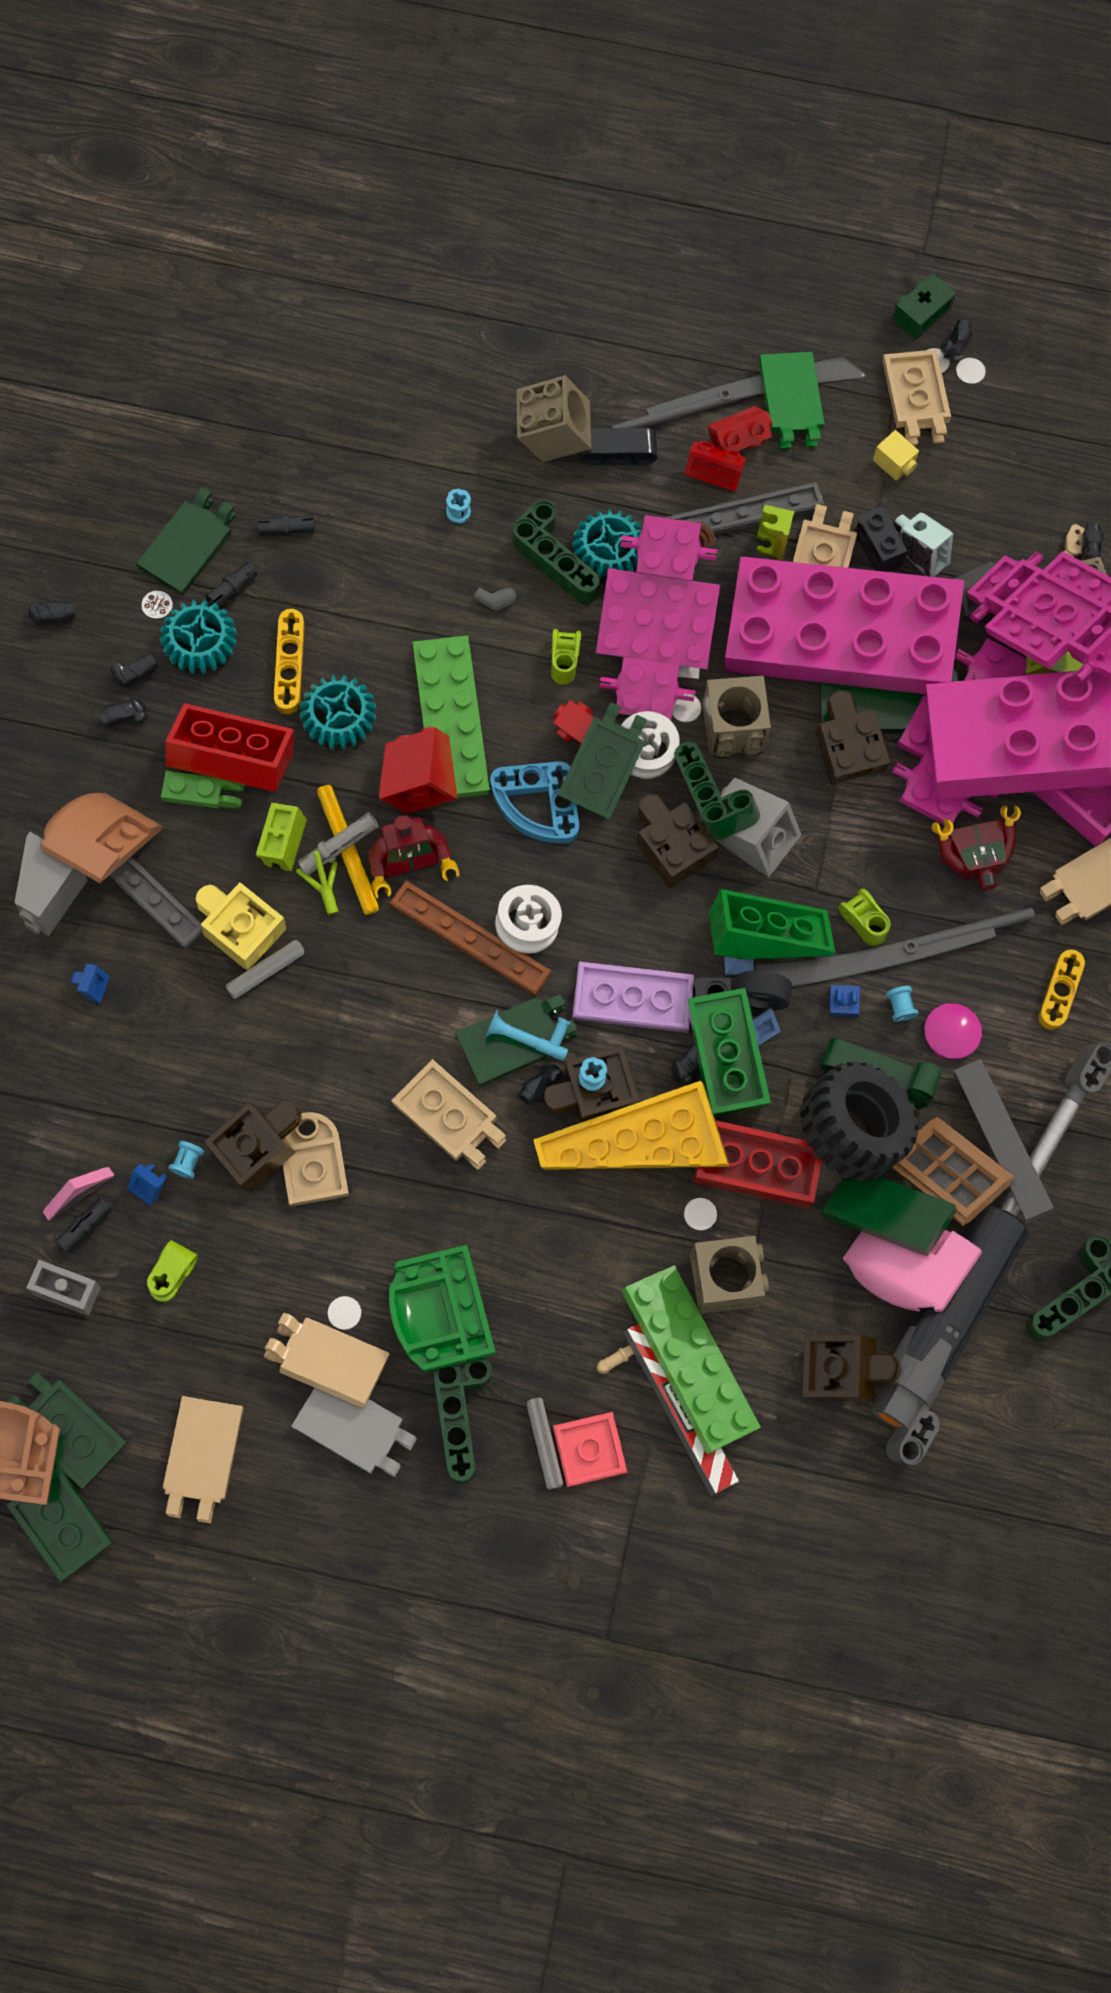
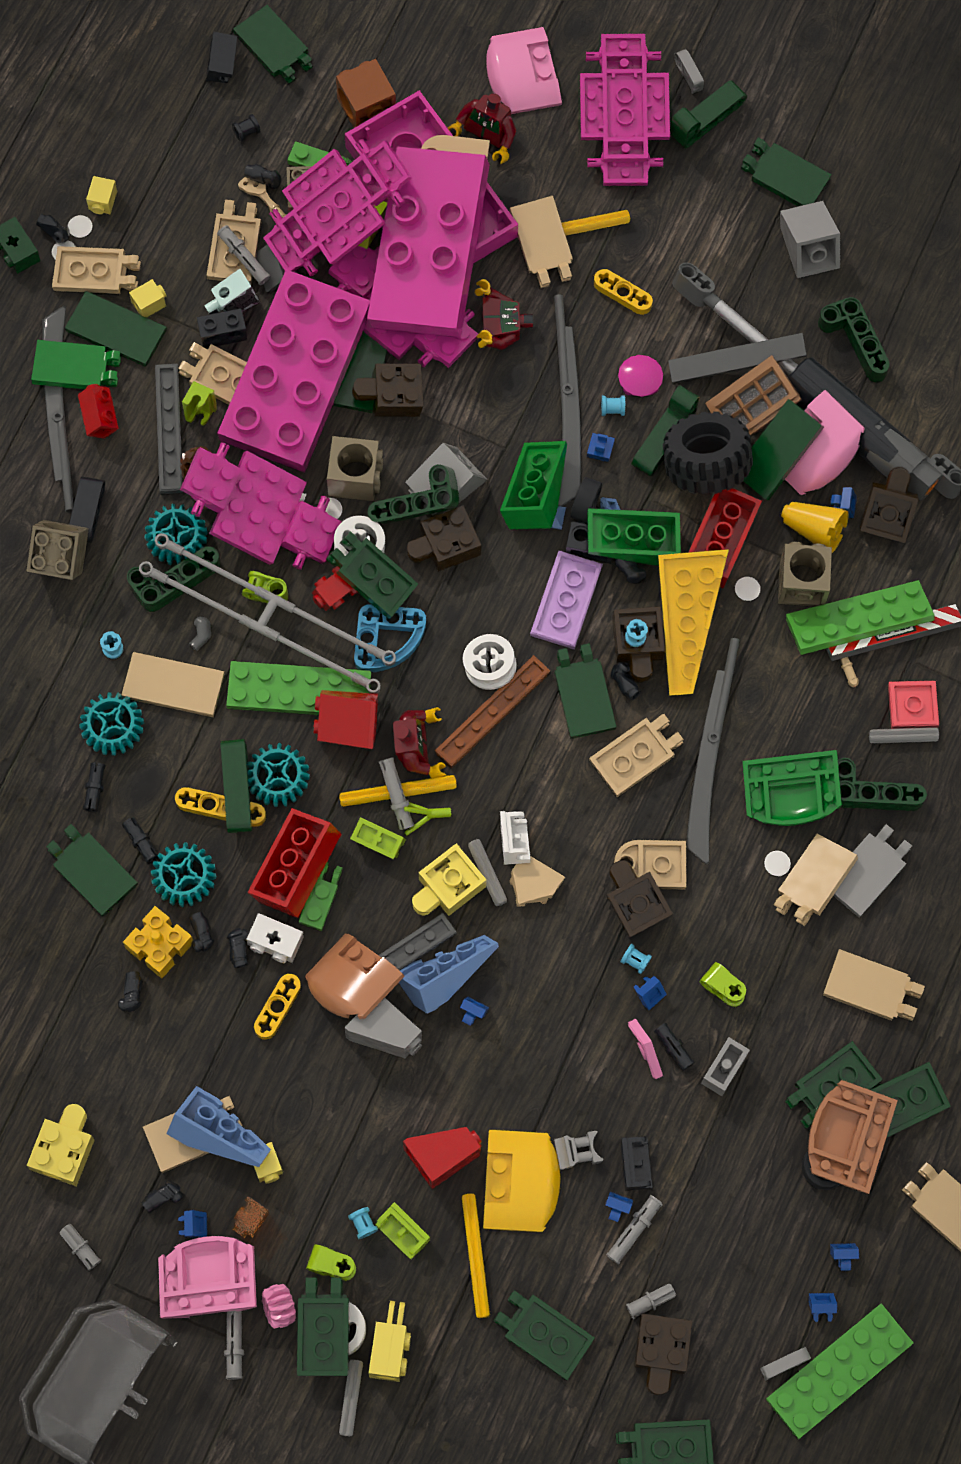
camera: 75 degrees left, 0 degrees up
(83, 768) = (262, 1018): none -> yellow beam
(112, 625) = (158, 942): none -> yellow brick
(120, 933) = (438, 979): none -> medium blue wedge
(147, 738) = (266, 928): none -> white brick
(156, 604) = (140, 906): white sticker -> none
(263, 1023) = (534, 882): none -> tan slope
(310, 988) = (514, 838): none -> white hinge
(312, 663) = (236, 785): none -> dark green beam
(373, 536) = (119, 707): none -> teal gear
(399, 1205) = (699, 816): none -> dark grey piece
(427, 582) = (173, 684): none -> tan tile
(512, 652) = (274, 601): none -> light grey bar
(550, 1047) = (575, 702): medium azure piece -> none
(715, 465) = (124, 436): red bracket -> none
(803, 1282) = (816, 522): none -> yellow cone
(844, 1315) = (846, 501): none -> blue tile
(851, 432) = (115, 328): none -> dark green tile
(864, 912) = (534, 417): lime piece -> none
(986, 534) = (237, 247): none -> light grey pin
(996, 532) = (245, 227): none -> tan tile
(1013, 380) = (101, 195): none -> light yellow brick

